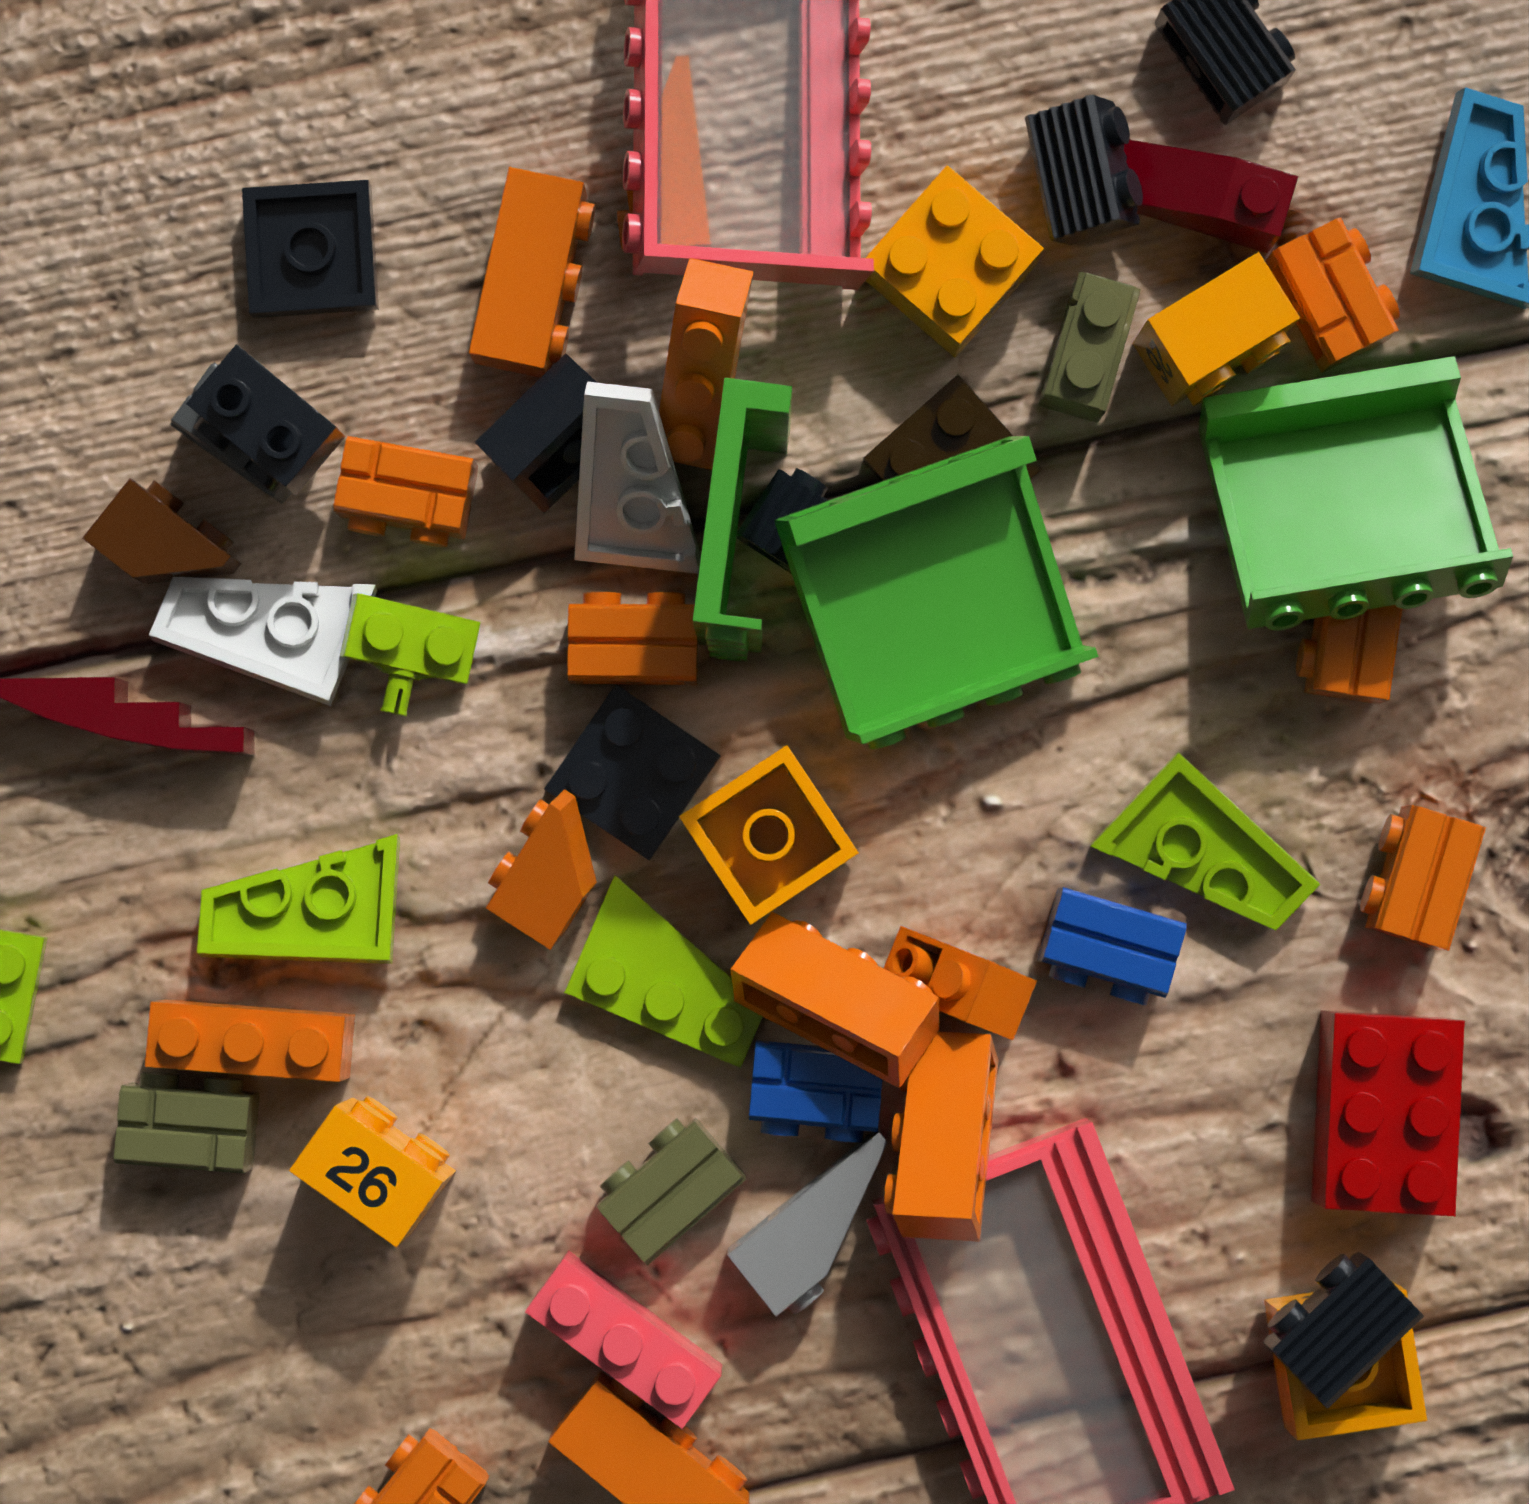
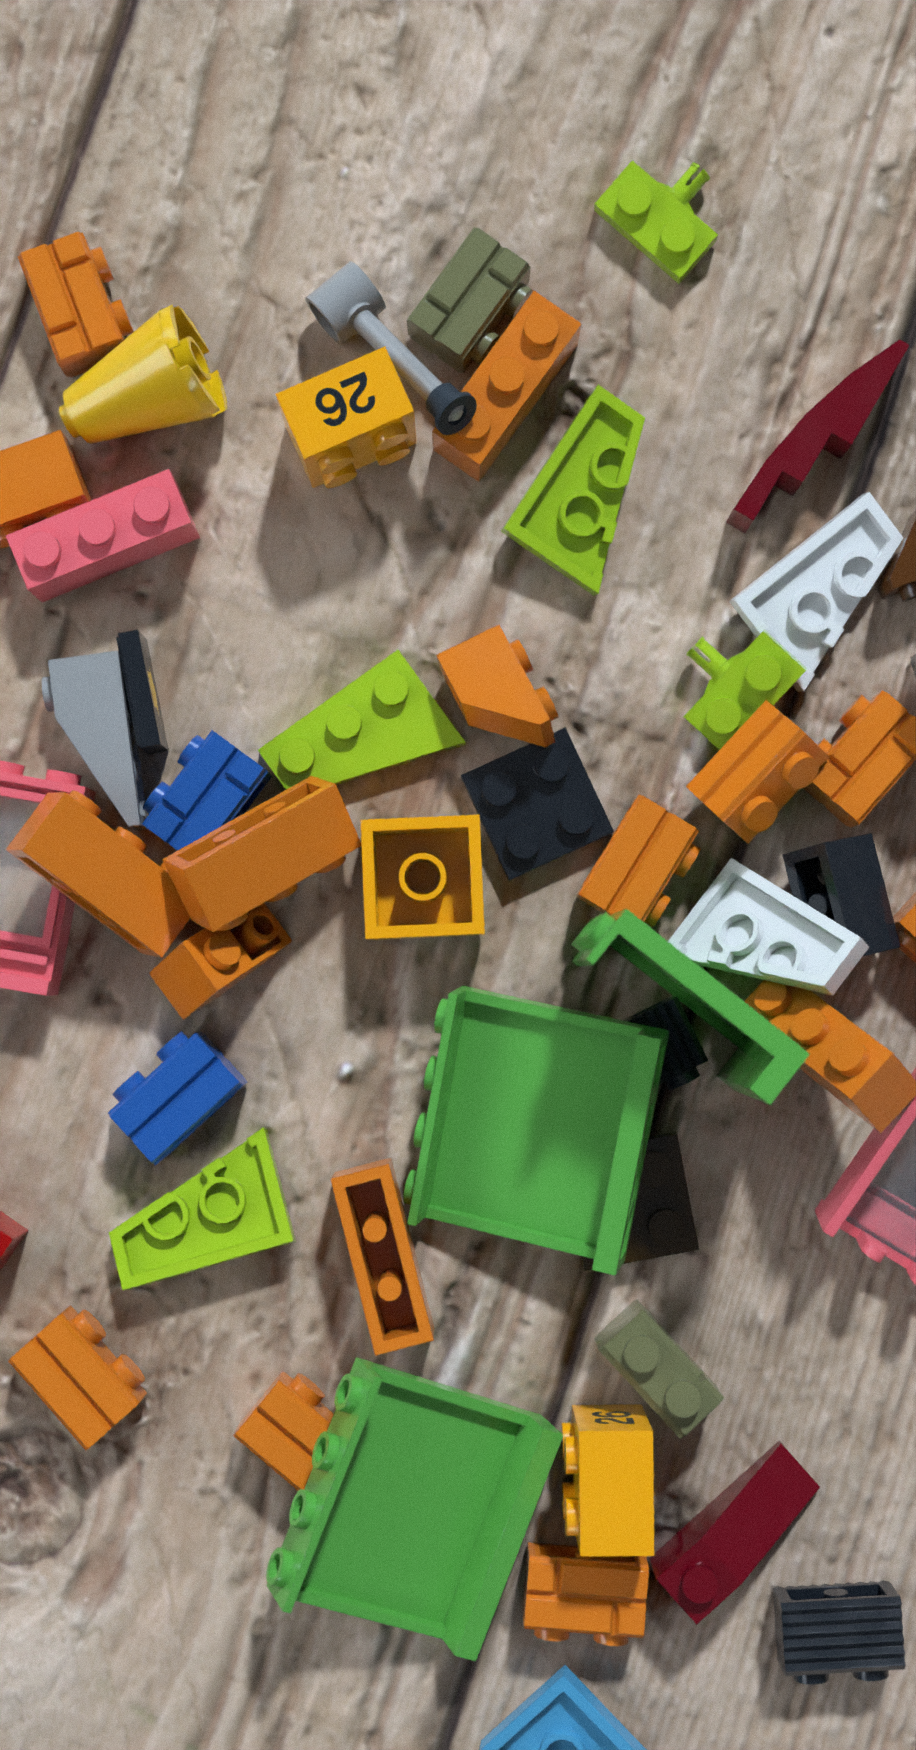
camera: 120 degrees right, 0 degrees up
(260, 1238) = (349, 307): none -> light grey piece
(453, 1388) = (146, 383): none -> yellow cone
(481, 581) = (758, 772): none -> orange brick
(670, 1189) = (197, 639): olive brick -> none
(751, 1211) = (142, 692): none -> black tile
(952, 261) = (793, 1300): light orange brick -> none
(1084, 169) = (804, 1452): black brick -> none
(1141, 661) = (383, 1256): none -> orange brick

